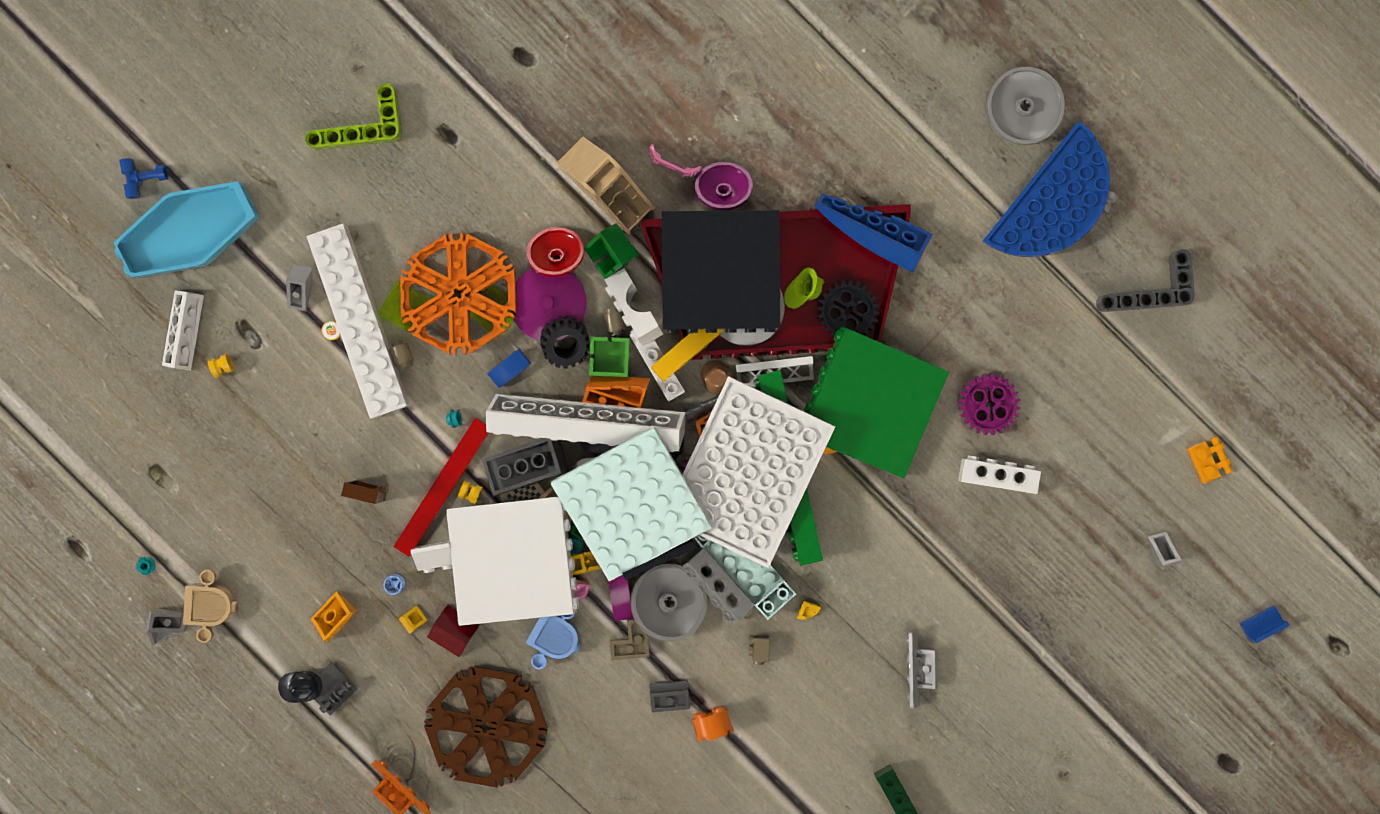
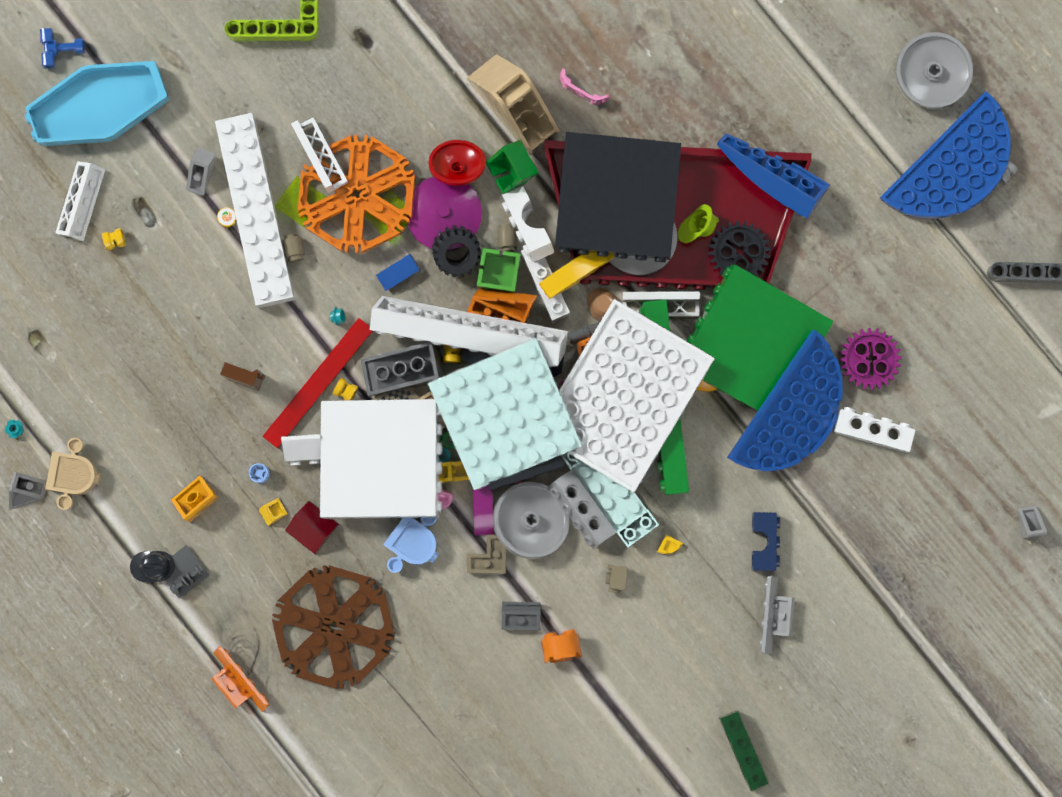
camera: 10 degrees right, 5 degrees down
(409, 261) = (312, 154): none -> white fence
(568, 448) = (451, 354): none -> yellow wheel
(726, 179) = (629, 116): magenta dish -> none
(905, 613) = (767, 558): none -> dark blue arch
(920, 468) = (796, 412): none -> blue plate

